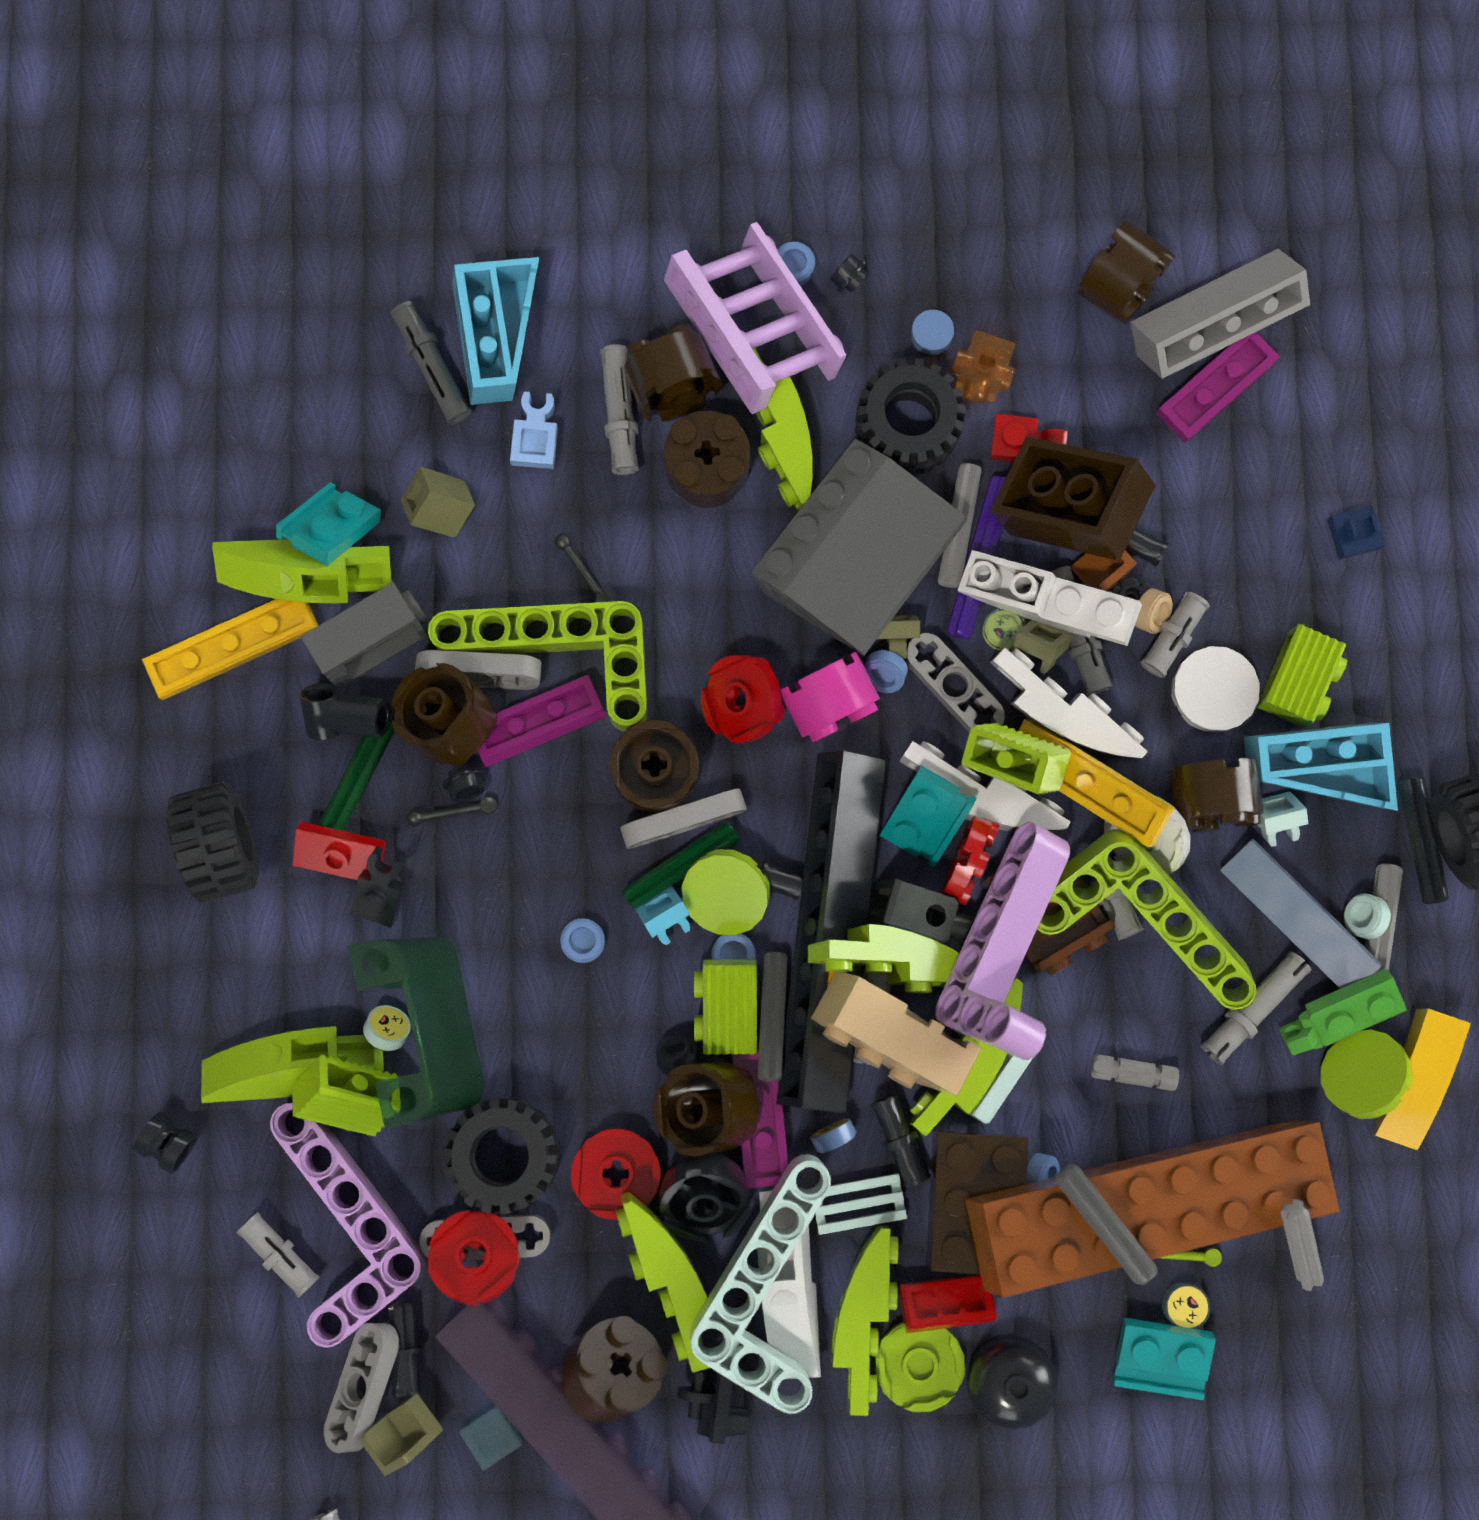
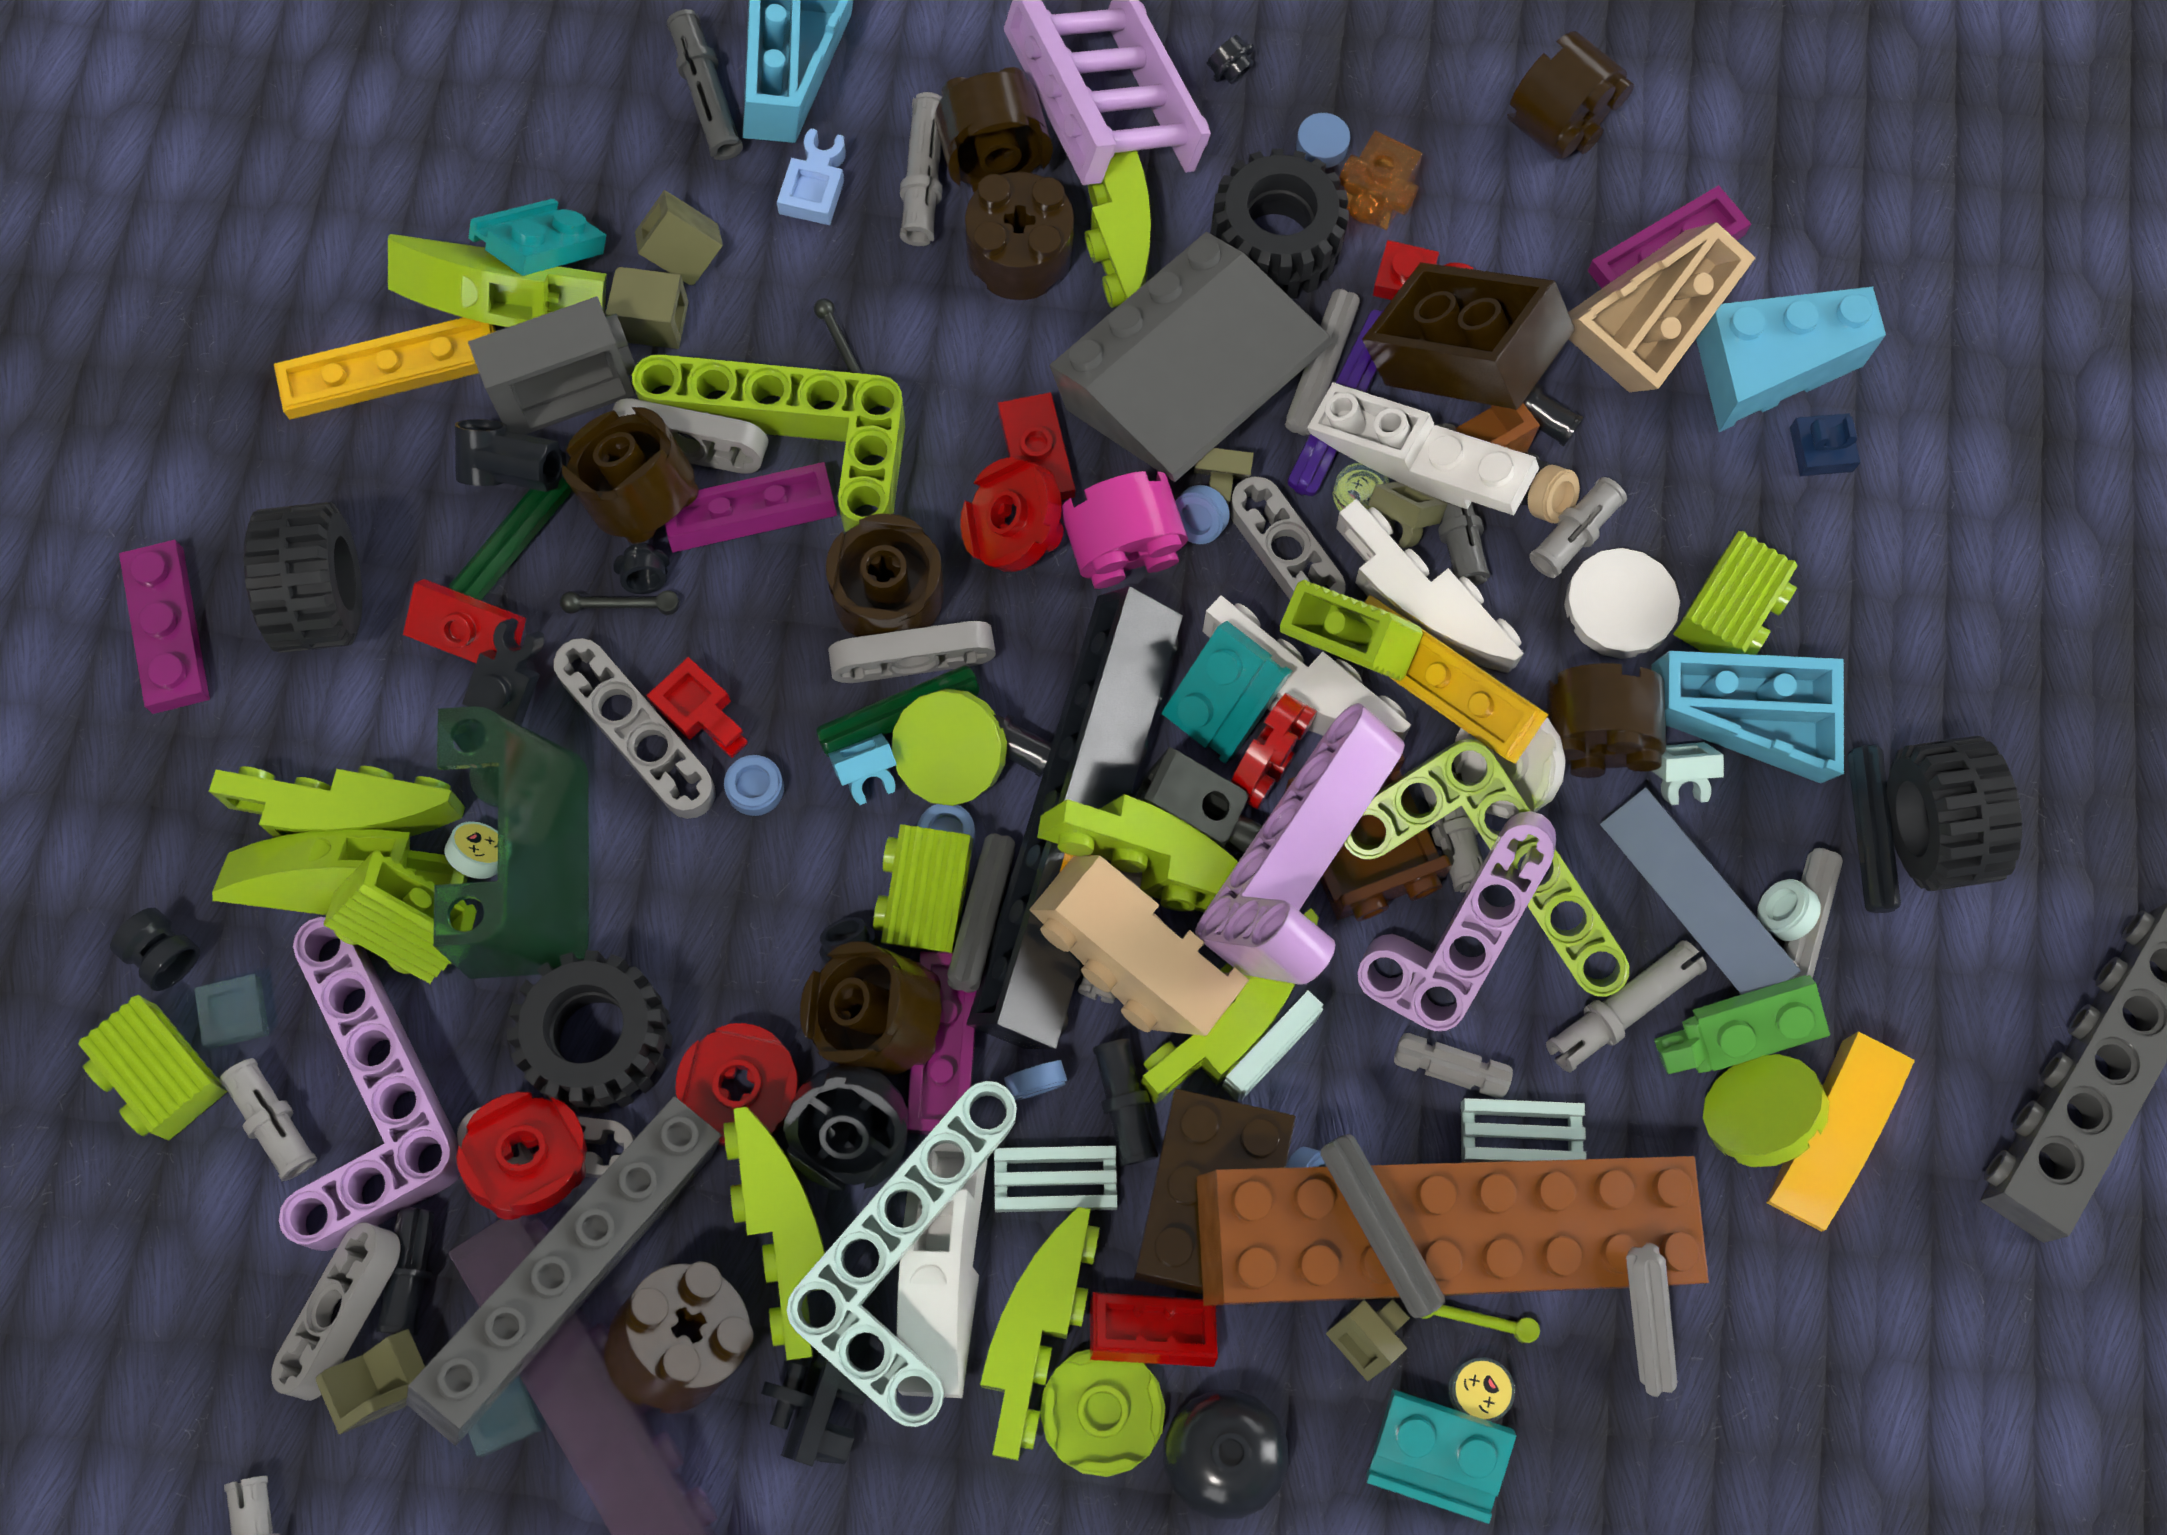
camera: 10 degrees right, 10 degrees down
(107, 887) = (164, 627): none -> magenta plate
(184, 1233) = (150, 1069): none -> lime brick
(231, 1177) = (231, 1011): none -> clear light blue tile
(289, 1009) = (353, 801): none -> lime slope
(425, 566) = (649, 306): none -> olive panel
(480, 915) = (636, 726): none -> light grey beam
(524, 1339) = (561, 1272): none -> dark grey brick
(526, 885) = (695, 703): none -> red plate
(748, 627) = (1036, 437): none -> red plate
(799, 260) = (1175, 38): medium blue tile -> none
(1103, 1289) = (1369, 1337): none -> olive tile
(1137, 970) = (1472, 918): none -> lavender beam
(1217, 445) = (1659, 307): none -> tan wedge
(1220, 313) = (1682, 162): light grey brick -> none
(1229, 1110) = (1574, 1133): none -> light aqua tile
(1312, 461) = (1785, 345): none -> medium azure wedge

